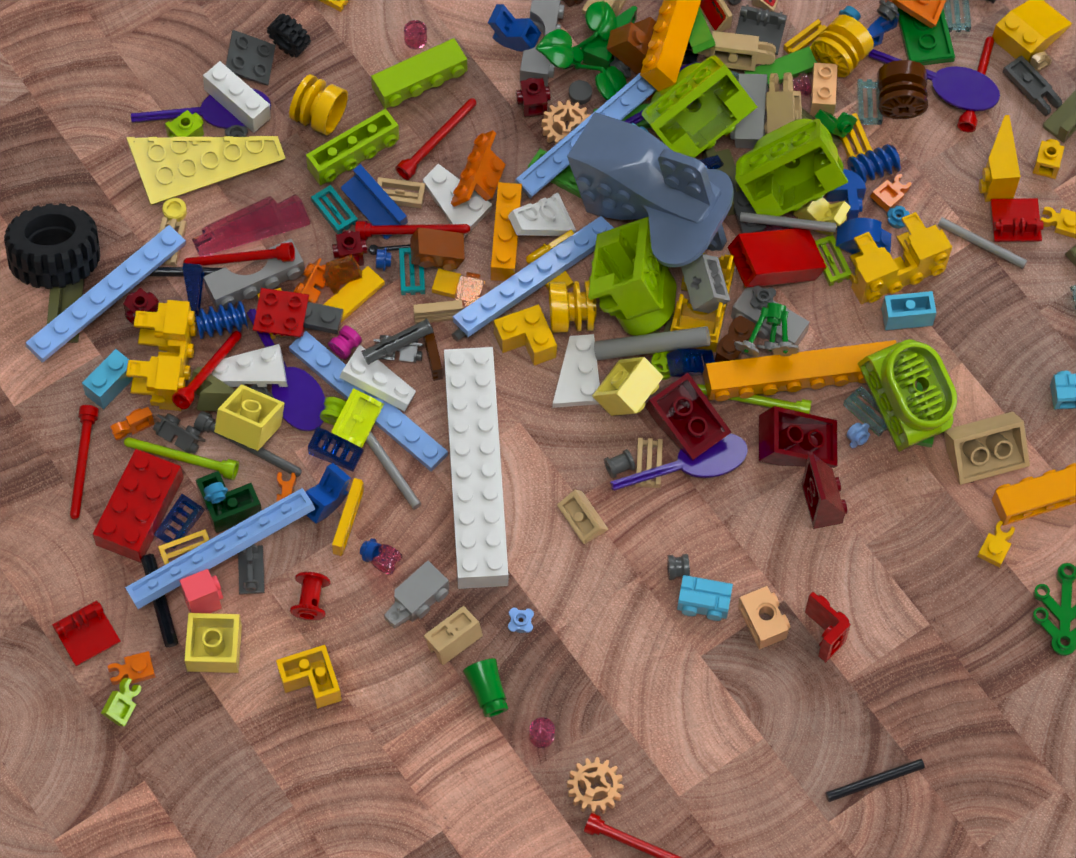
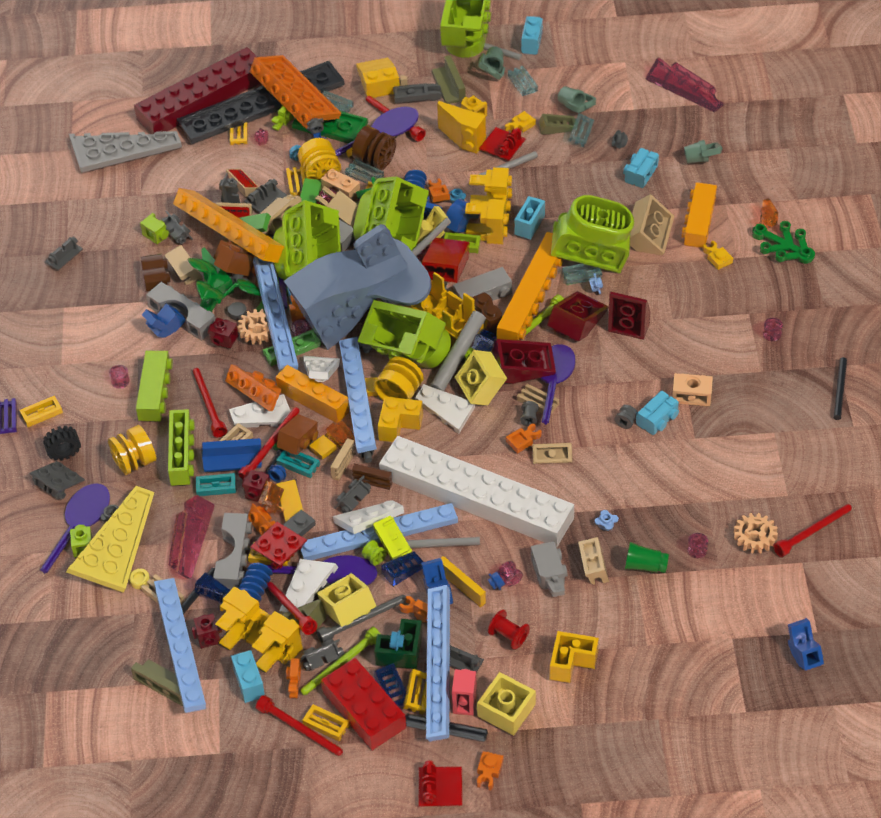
camera: 55 degrees left, 15 degrees down
(52, 246) = (118, 655): black tyre -> none
(101, 503) = (326, 727): none -> yellow tile
(119, 704) = (514, 787): lime plate -> none
(236, 96) = (84, 495): white brick -> none
(284, 252) = (235, 517): red piece -> none
(345, 342) = (325, 520): dark pink wheel -> none
(397, 341) = (351, 505): dark grey pin -> none
(545, 248) = (340, 380): yellow piece -> none
(579, 474) = (523, 439): none -> orange plate
(705, 283) = (452, 293): light grey brick -> none
(757, 301) = (469, 279): dark grey plate -> none
(775, 314) = (490, 275): plant -> none
(834, 623) = (721, 353): red bracket -> none
(915, 667) = (772, 329): none -> clear pink wheel

